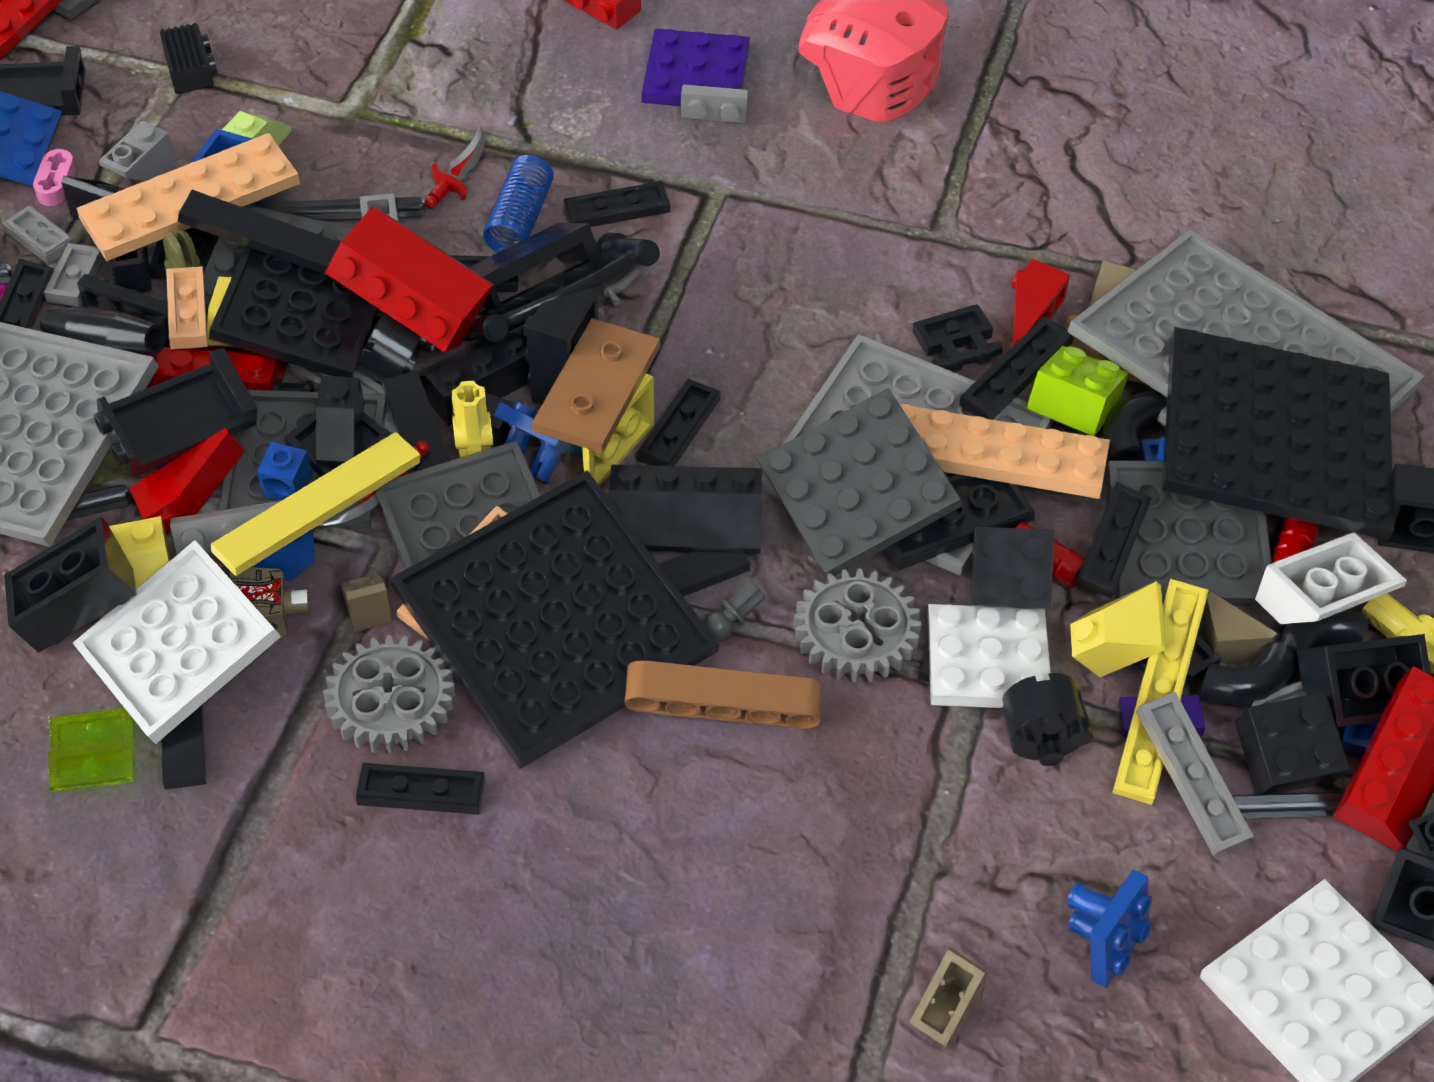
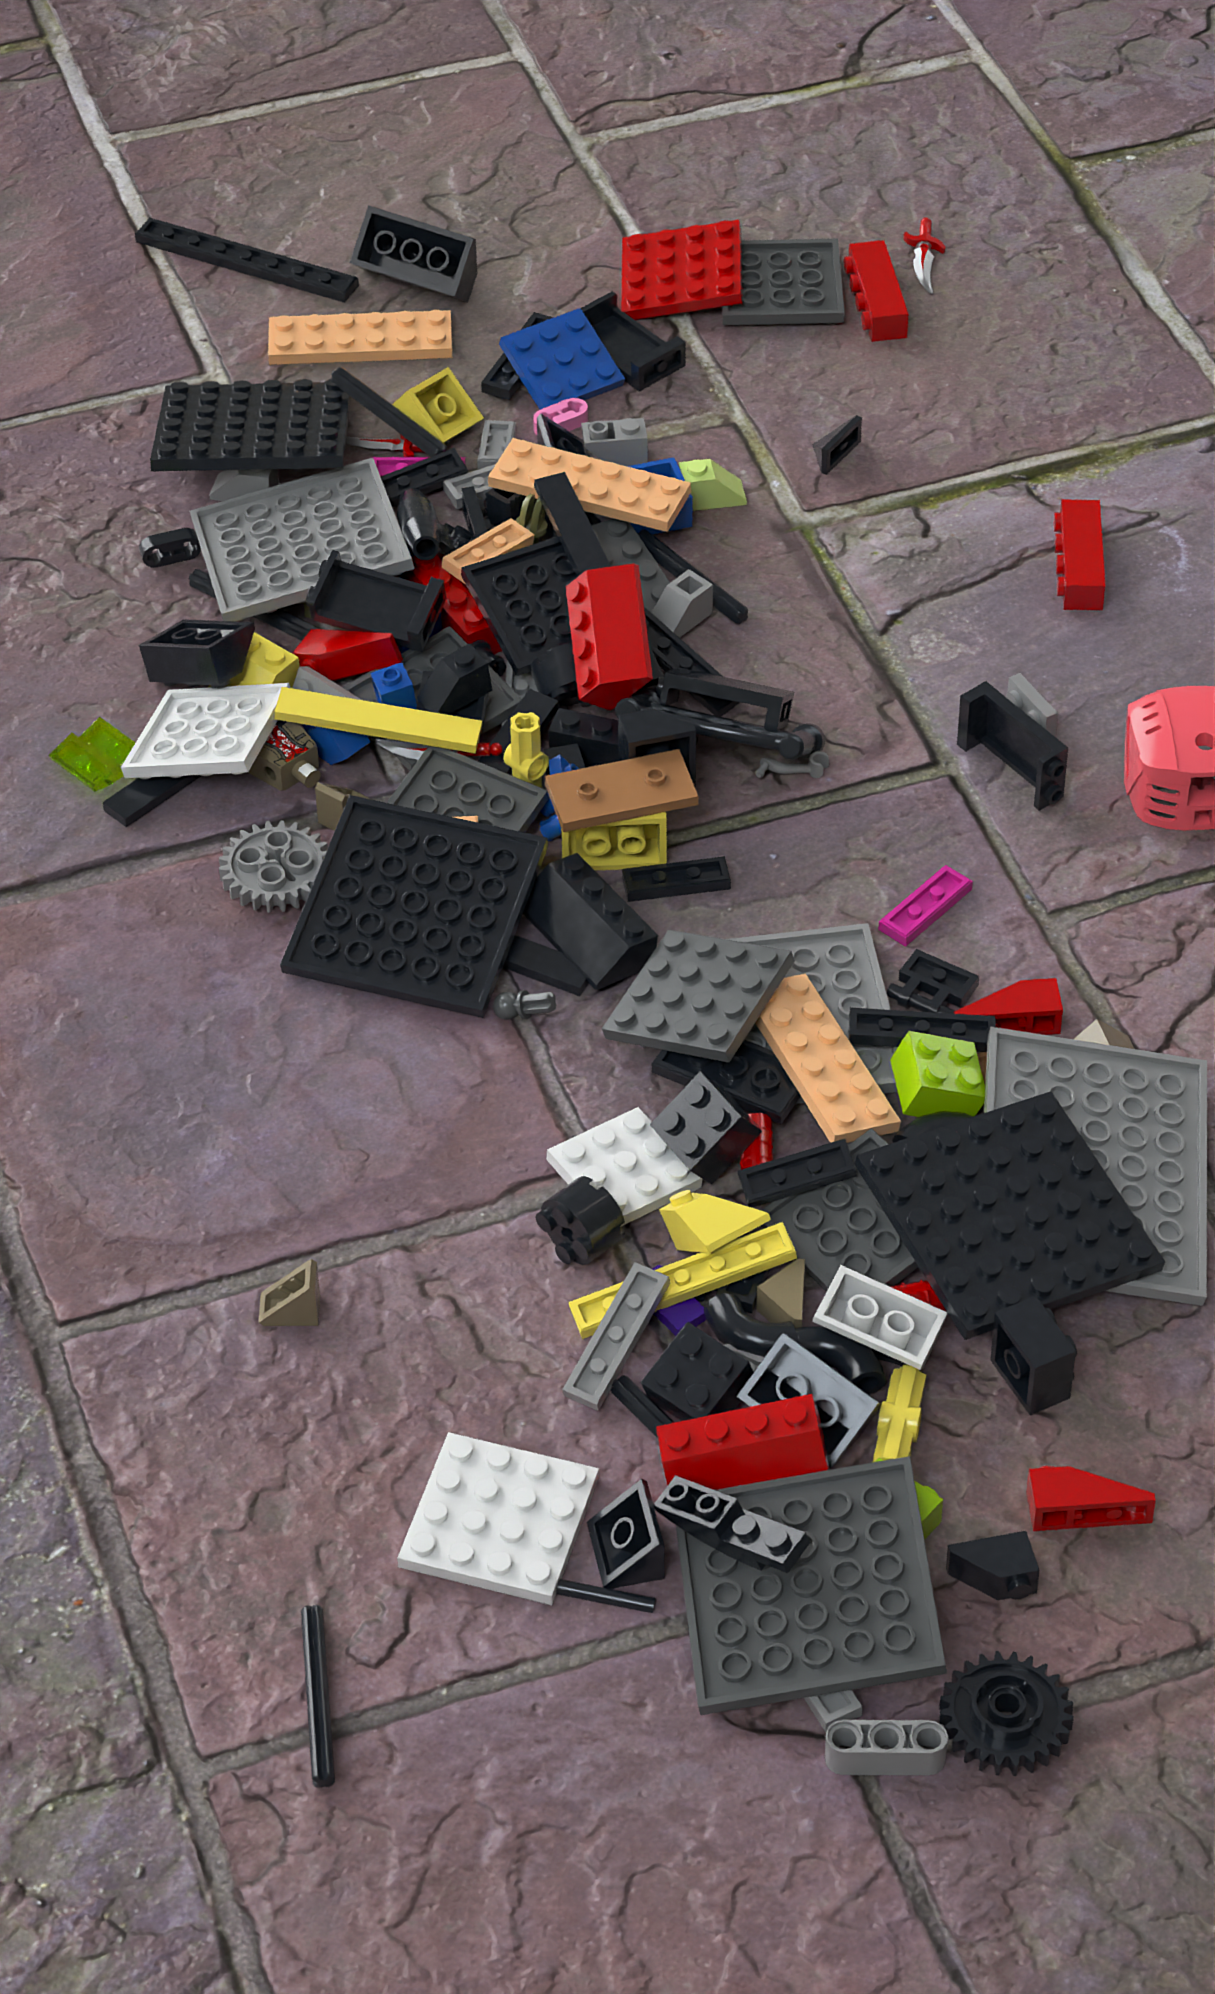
camera: 55 degrees right, 5 degrees down
(187, 58) = (746, 403): black brick -> none
(293, 39) = (838, 444): none -> black slope
(420, 788) = (218, 932): black tile -> none
(457, 171) = (804, 612): piece -> none
(520, 202) = (826, 651): blue piece -> none
(618, 204) = (864, 718): black tile -> none
(692, 60) = (1071, 675): dark purple plate -> none
(723, 694) = (436, 1035): medium nougat beam -> none
(759, 129) = (1015, 739): none -> black panel
(857, 625) = (553, 1069): light grey gear -> none
(859, 292) = (925, 905): none -> dark pink tile
(1111, 924) = (426, 1352): blue plate -> none

